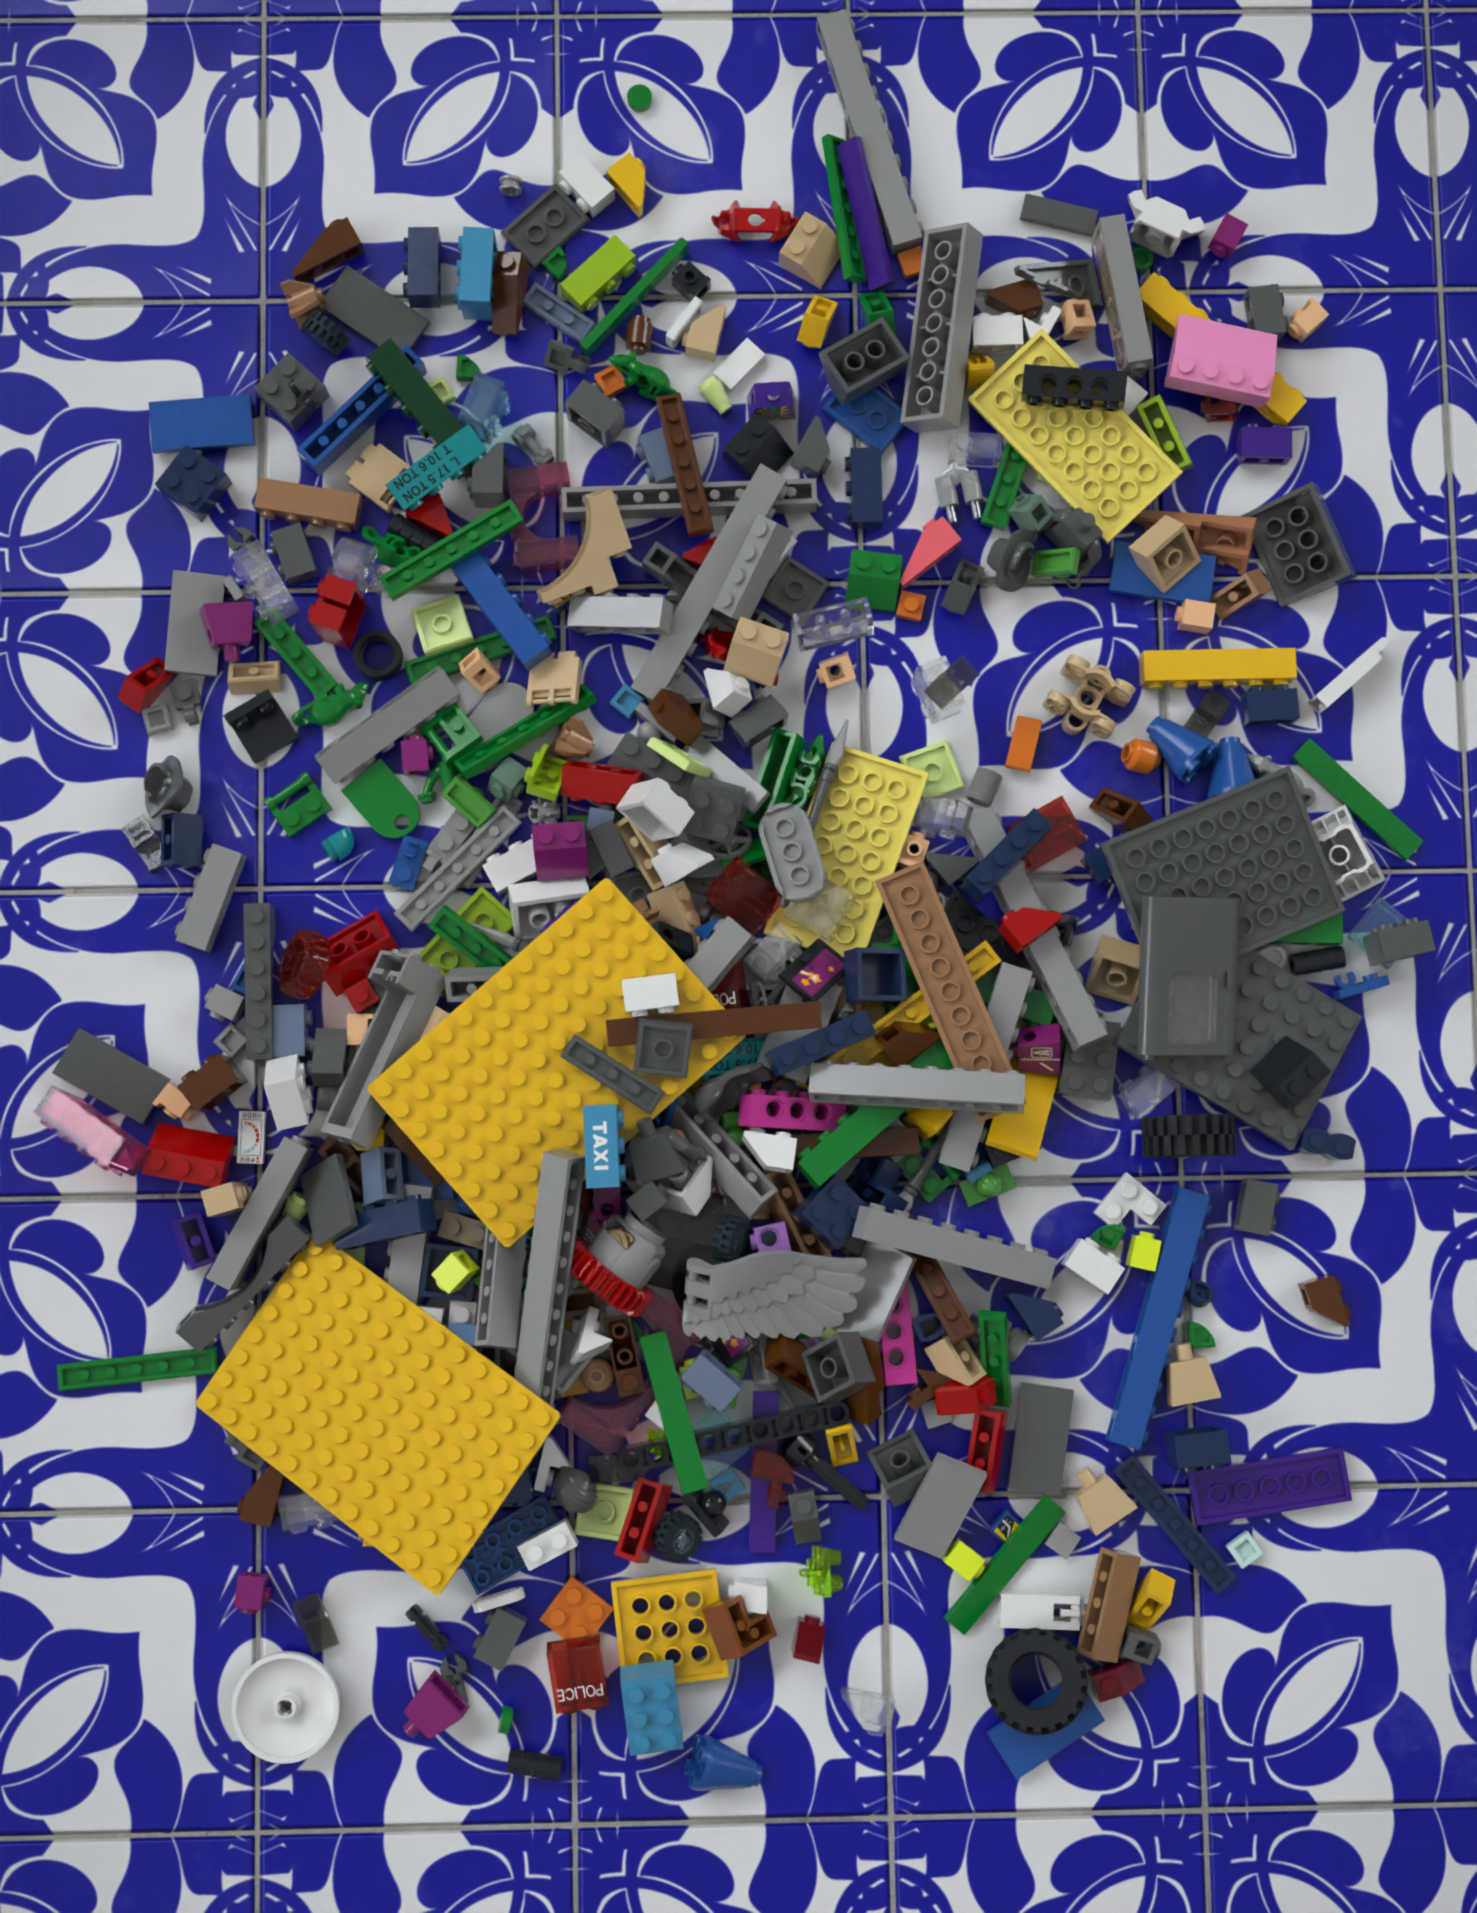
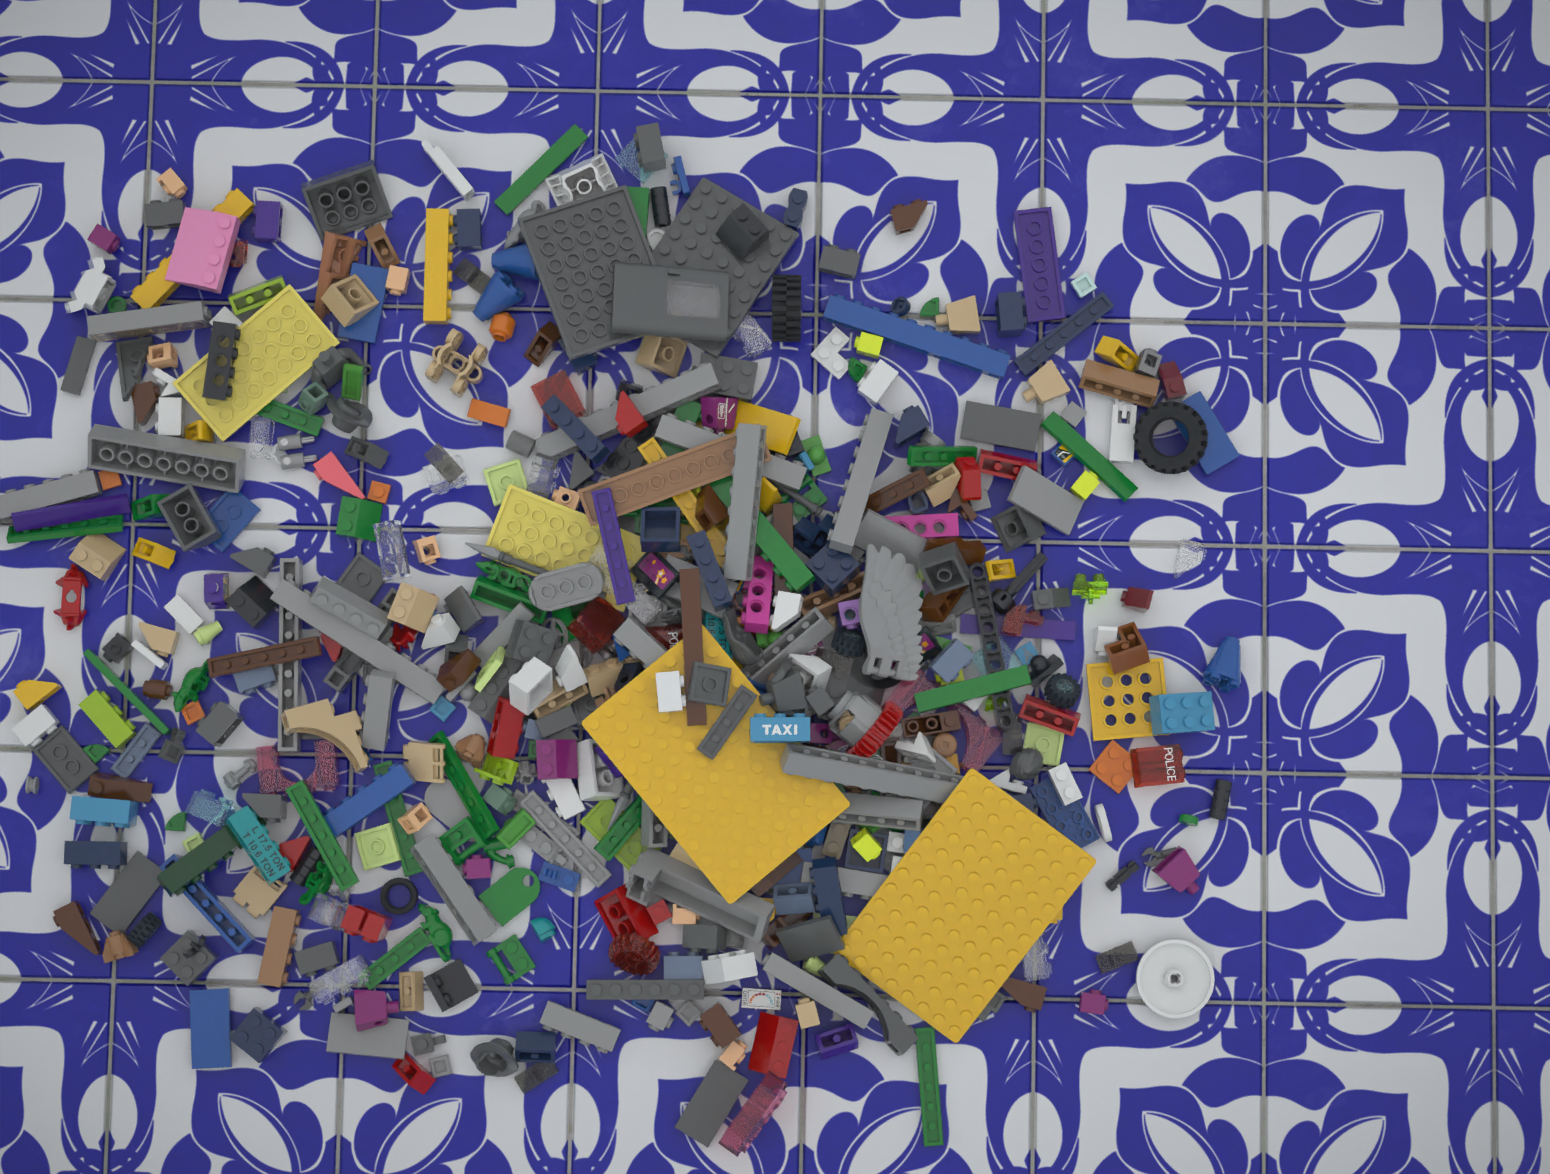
camera: 80 degrees left, 0 degrees up
(500, 1637) = (1129, 822): dark grey brick -> none
(849, 912) = (613, 546): none -> dark purple tile
(864, 488) = (287, 522): dark blue brick -> none

